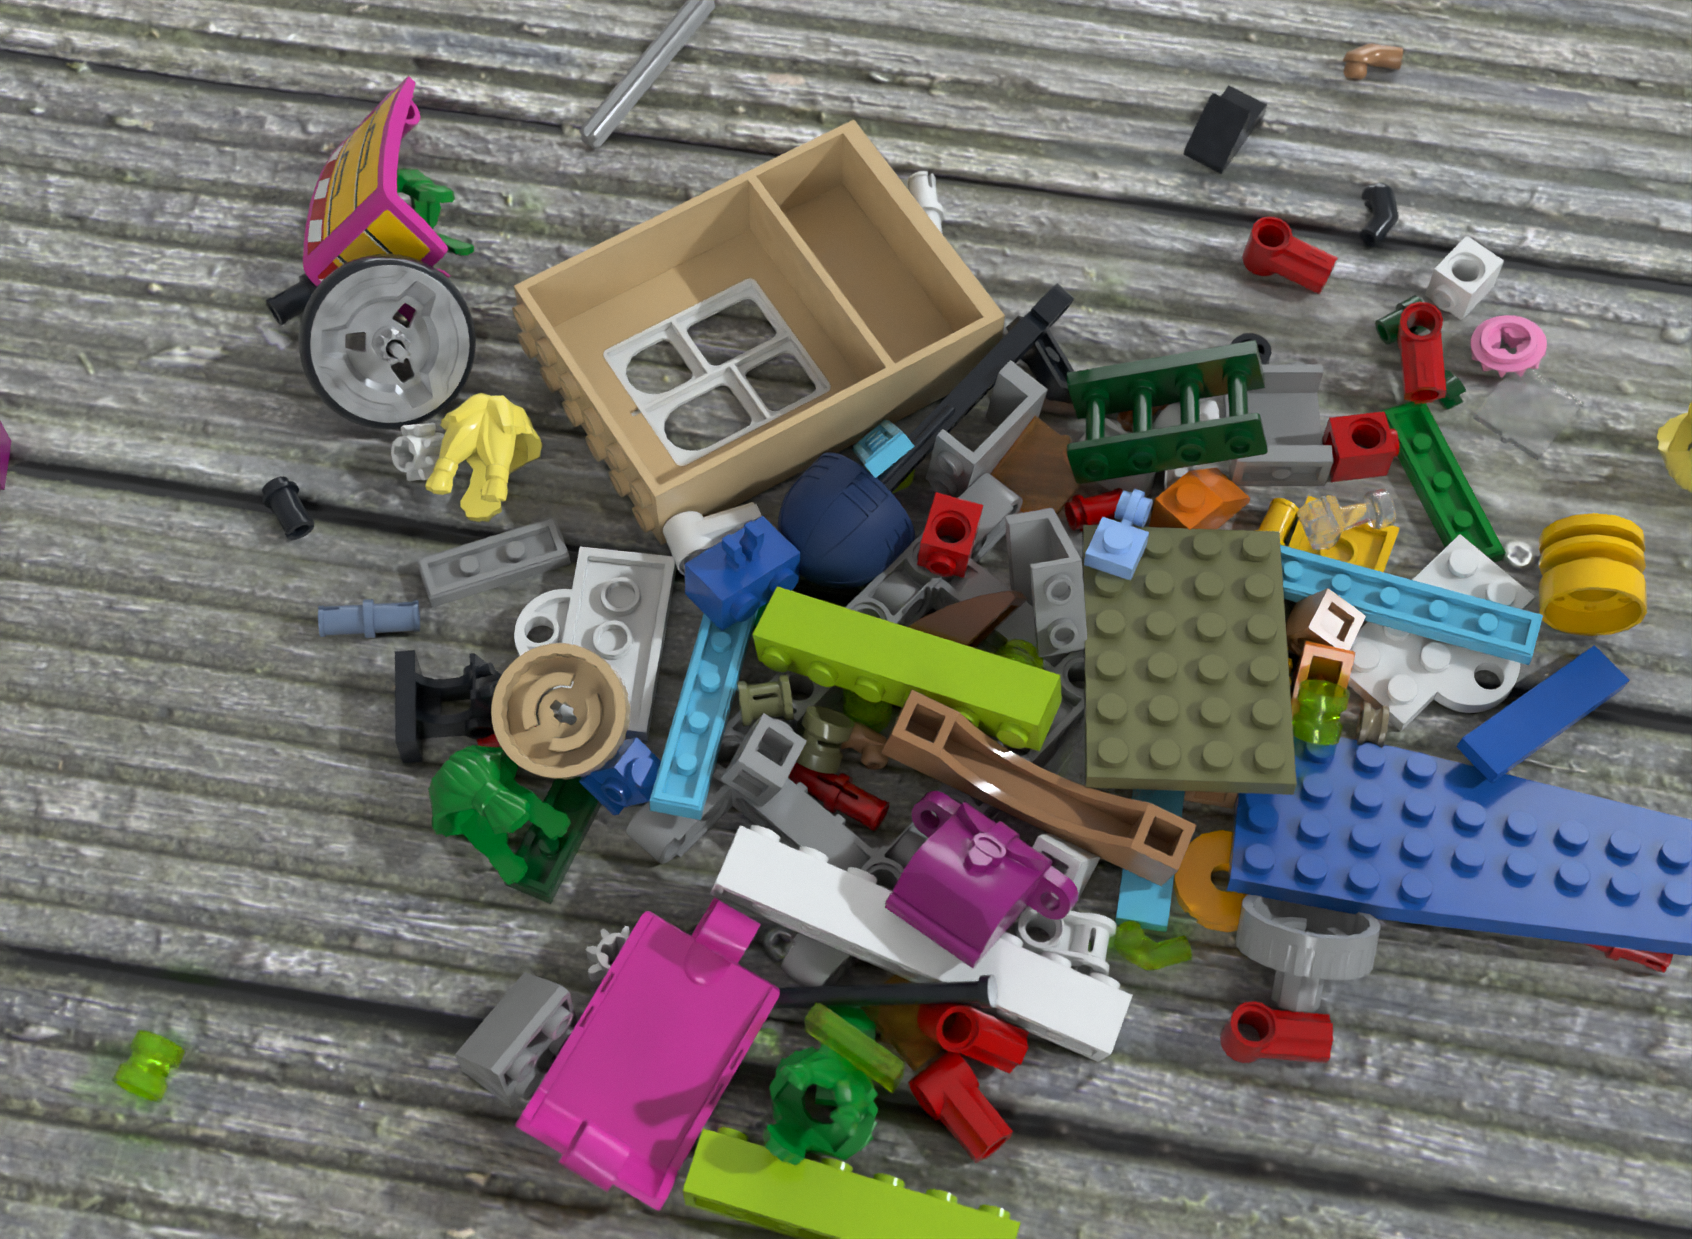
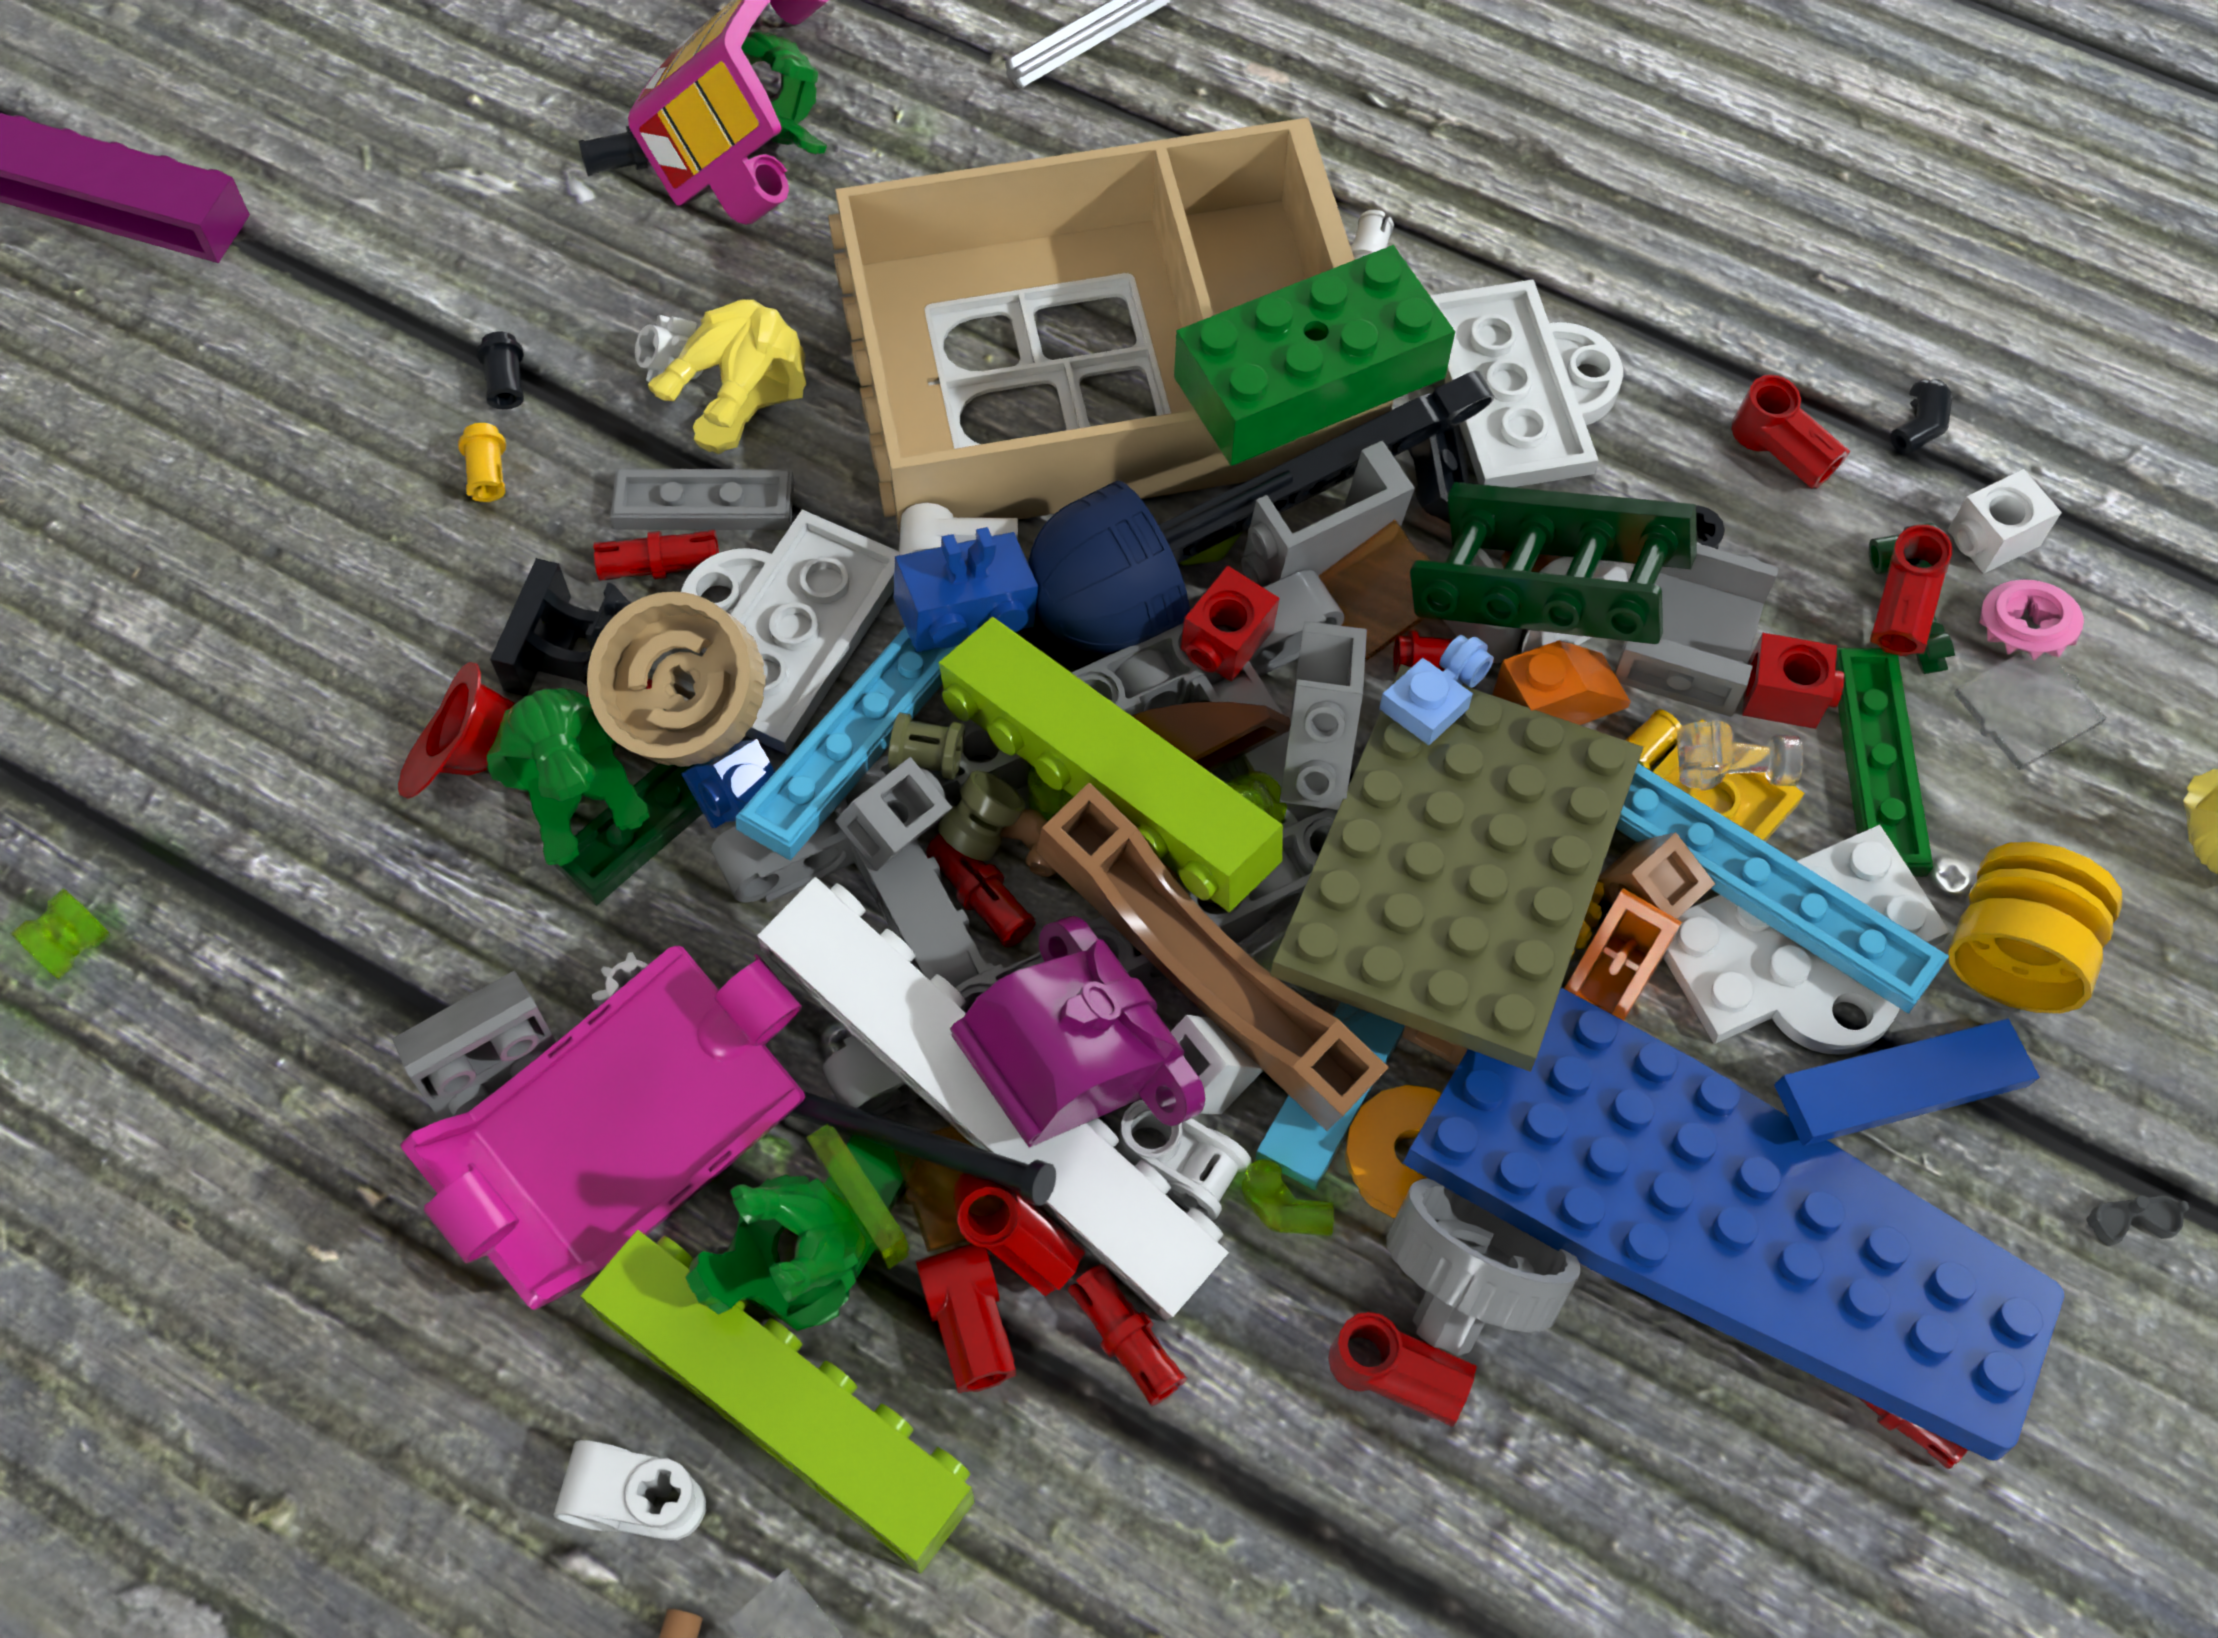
camera: 20 degrees right, 0 degrees up
(305, 583) = (482, 451): none -> yellow pin
(364, 299) = (666, 156): flat silver wheel -> none
(369, 618) = (534, 517): sand blue pin -> none
(390, 808) = (457, 734): none -> red piece
(478, 618) = (653, 554): none -> red pin
(882, 447) = (1181, 494): medium azure tile -> none
(939, 312) = (1312, 354): none -> green brick
(1054, 246) = (1541, 399): none -> white plate
(1077, 1079) = (1127, 1334): none -> red pin
(1224, 128) = (1767, 265): black slope -> none
(1320, 712) = (1609, 983): clear neon green wheel -> none
(1371, 55) = (1983, 233): medium nougat arm -> none
(1372, 724) = (1676, 1023): dark tan bush -> none

